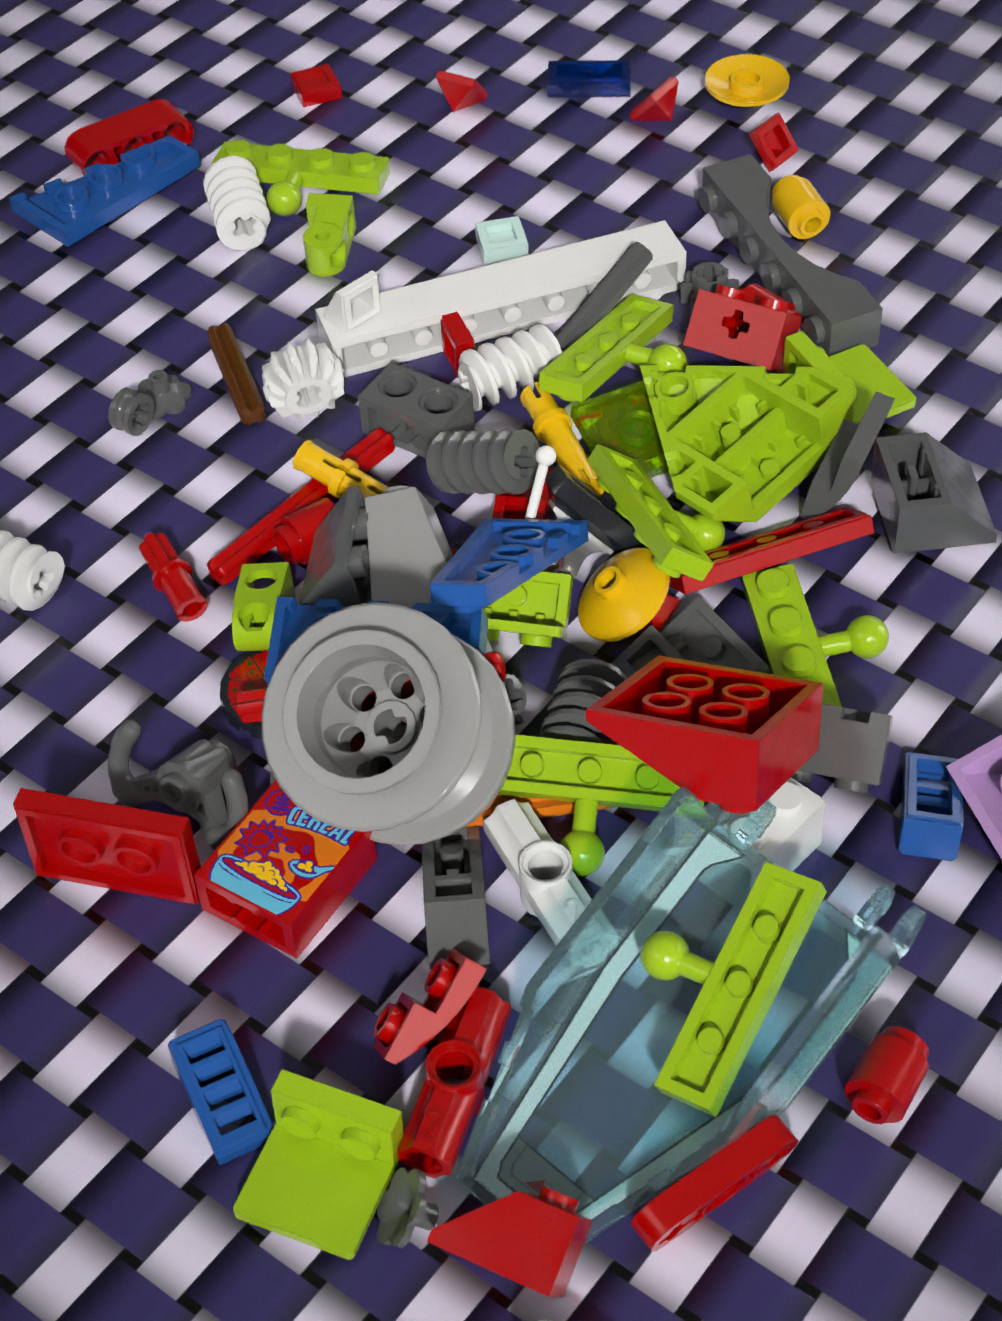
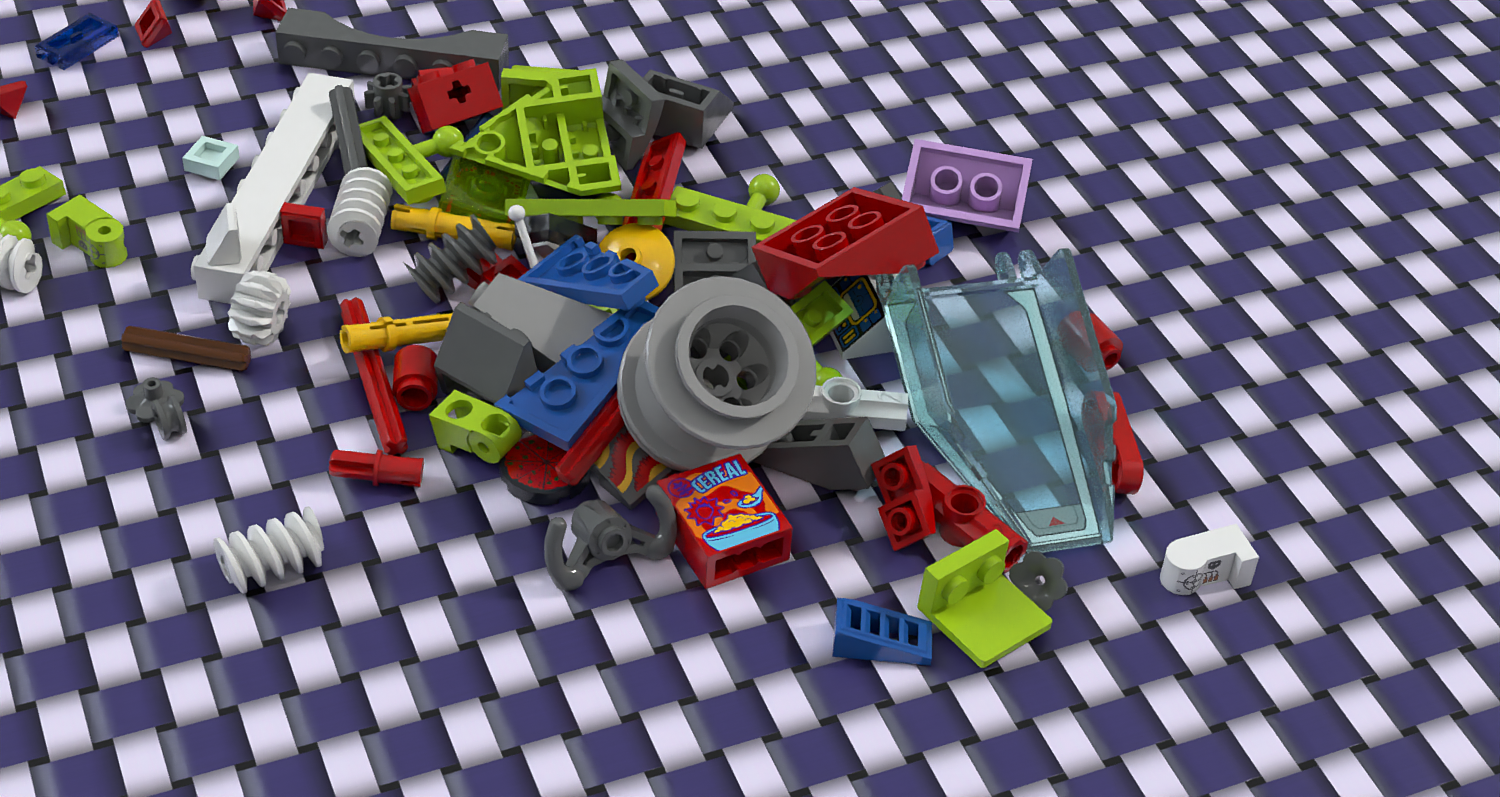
camera: 65 degrees left, 5 degrees down
(109, 845) = (642, 590): red tile -> none
(414, 408) = (348, 271): dark grey brick -> none
(521, 1238) = (1104, 531): red slope -> none
(735, 986) = (1012, 348): lime plate -> none
(800, 206) = (356, 16): yellow brick -> none

